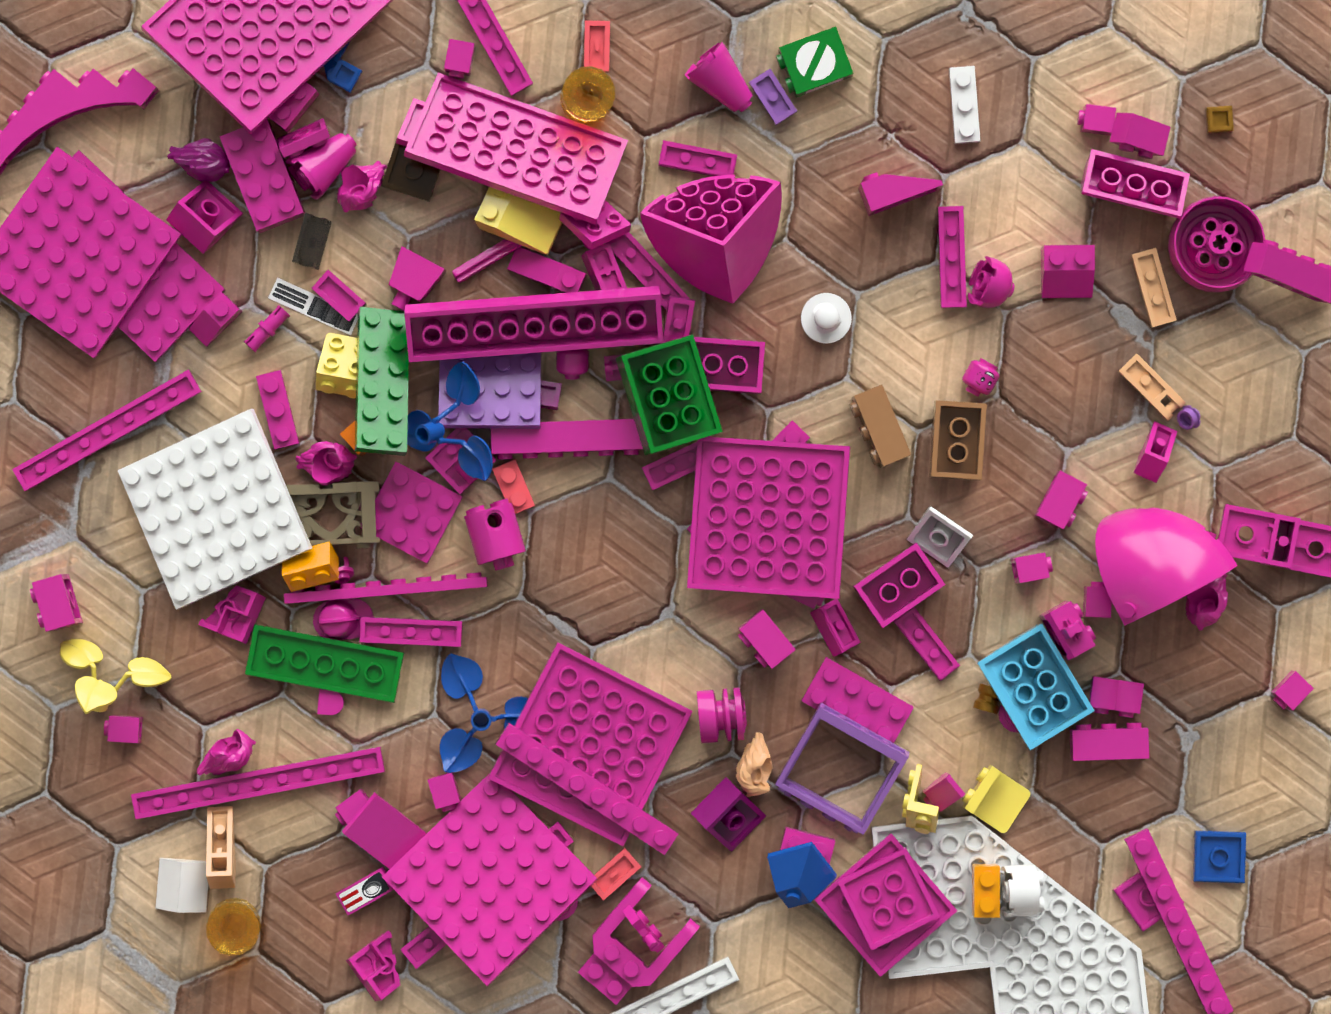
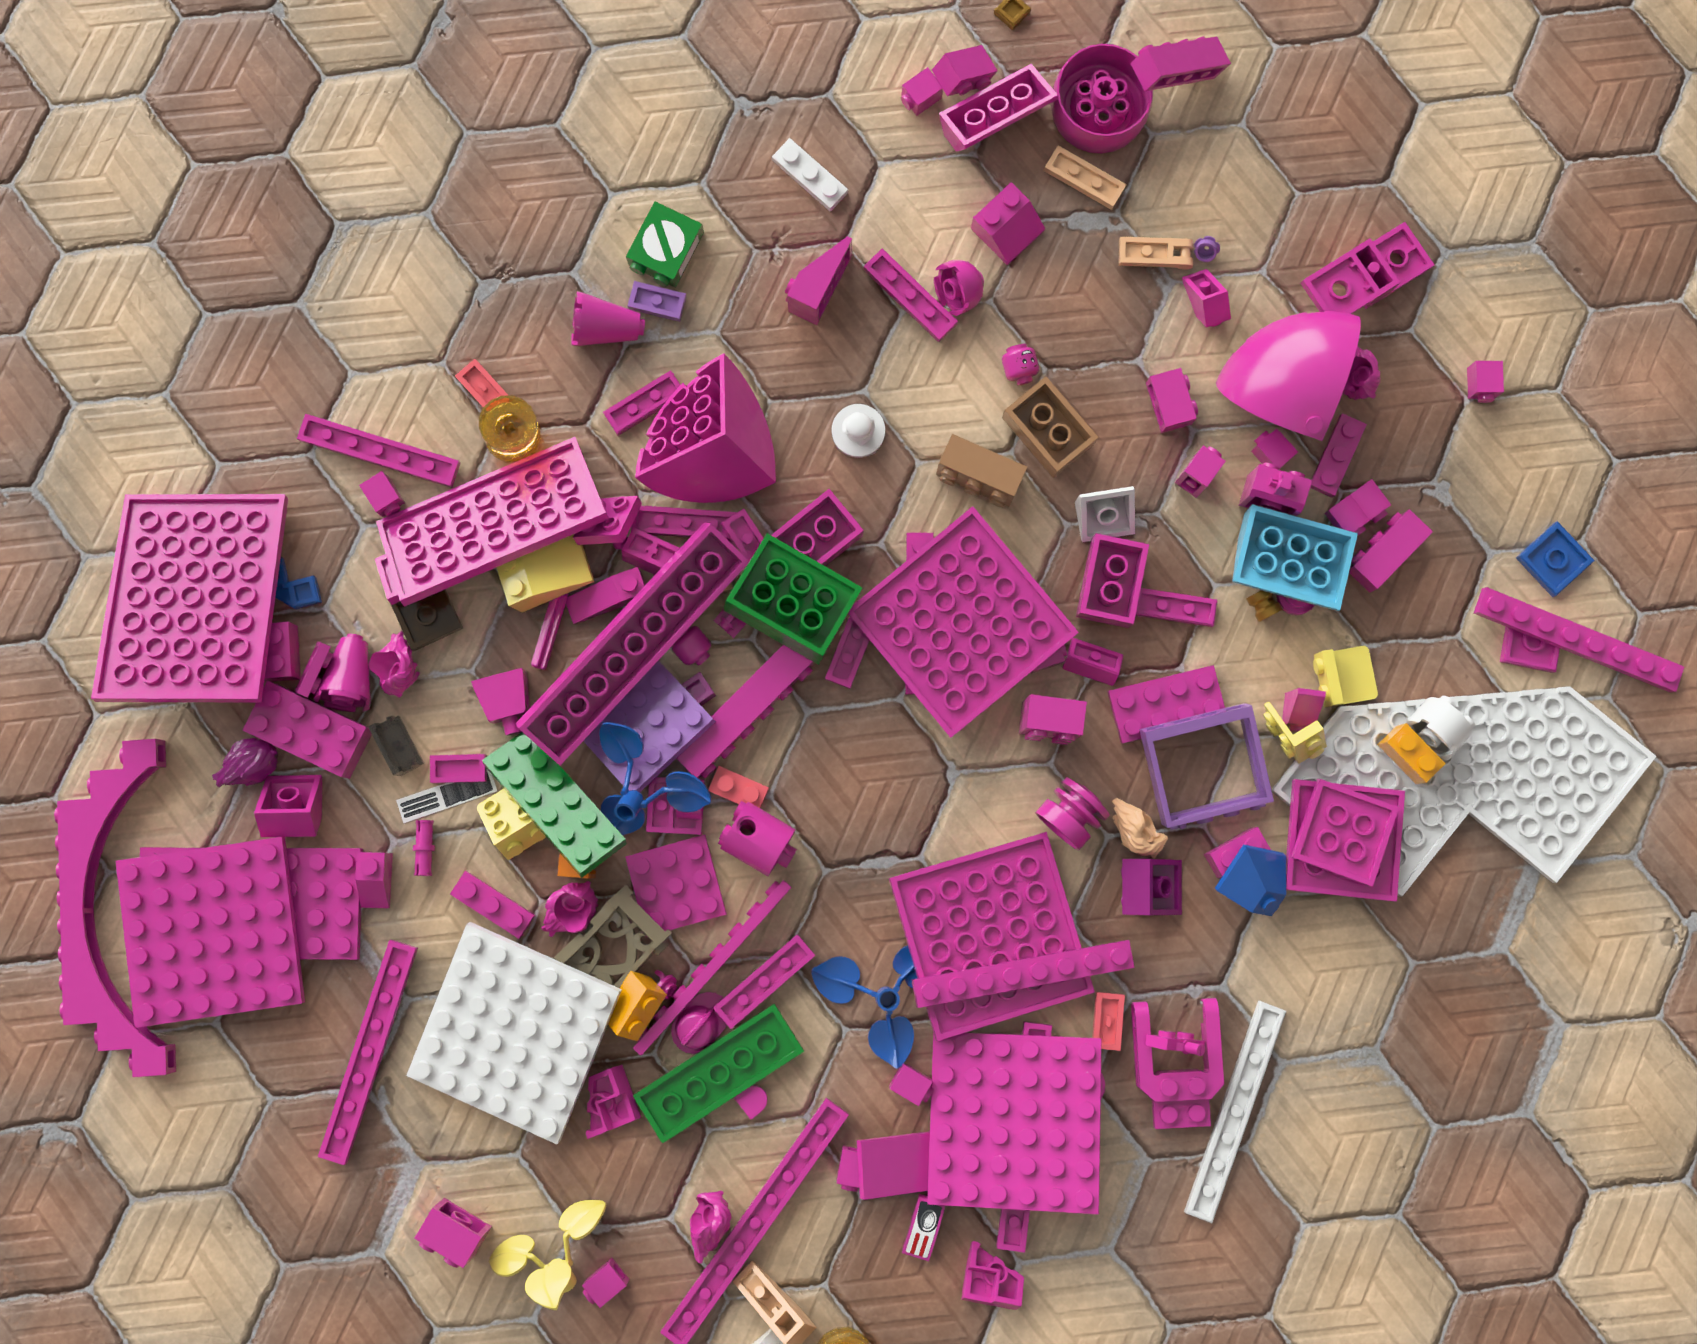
camera: 45 degrees left, 5 degrees down
(1140, 645) = (1337, 455): none -> dark pink plate

